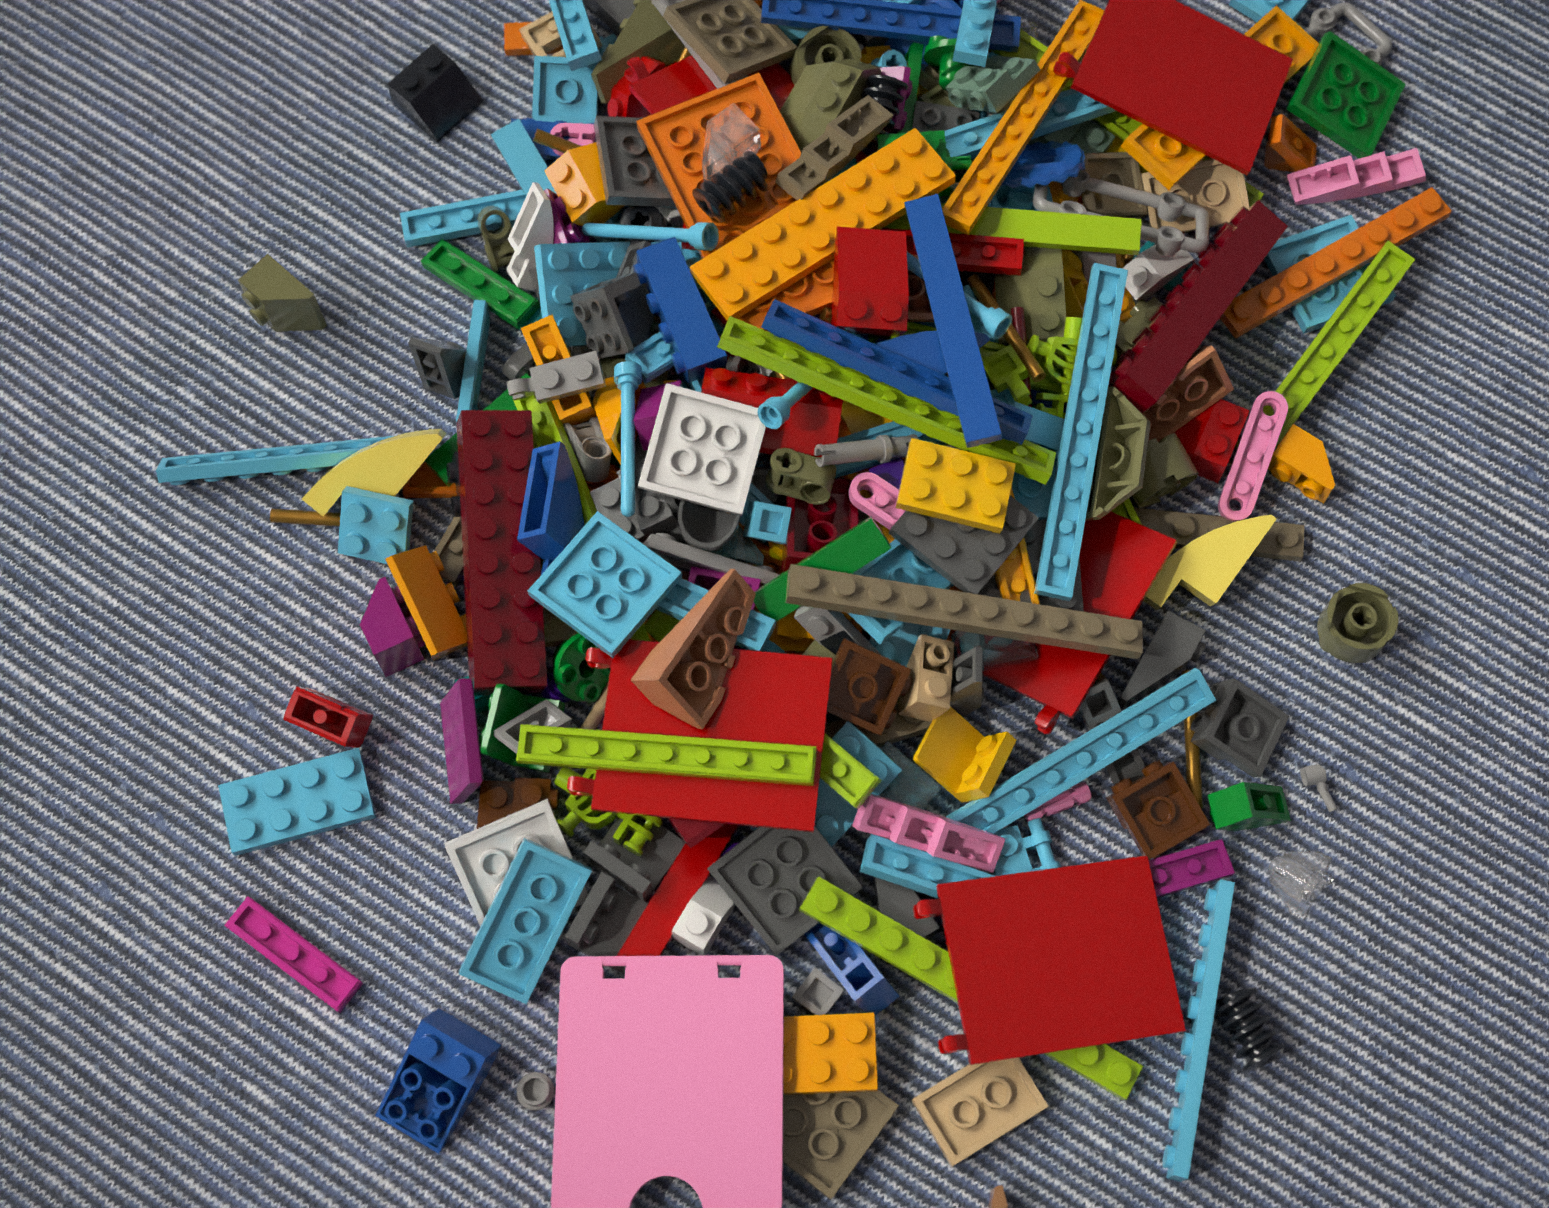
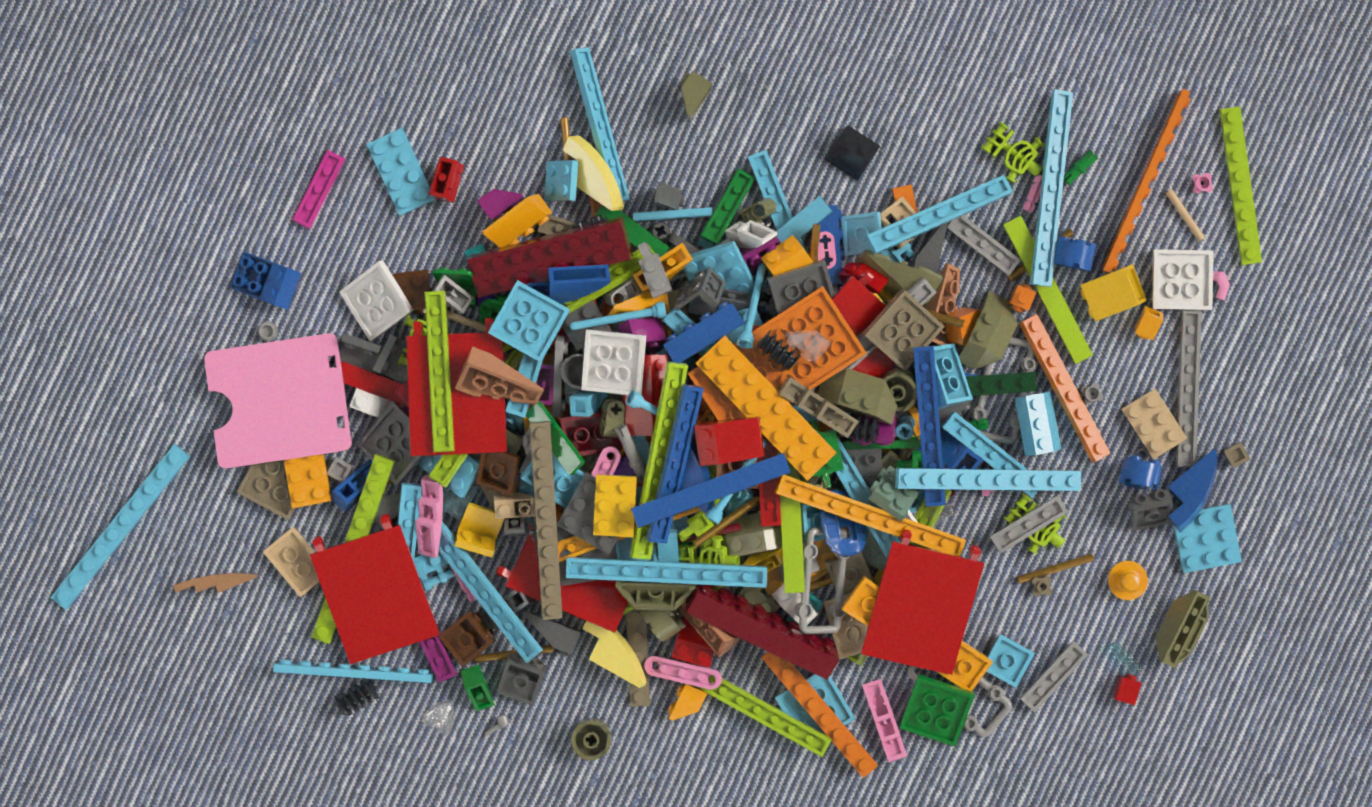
camera: 80 degrees right, 20 degrees up
(461, 741) = (443, 255): magenta tile -> none
(494, 385) = (663, 238): none -> dark grey bush
(525, 921) = (350, 310): medium azure plate -> none
(1288, 147) = (897, 680): orange slope -> none

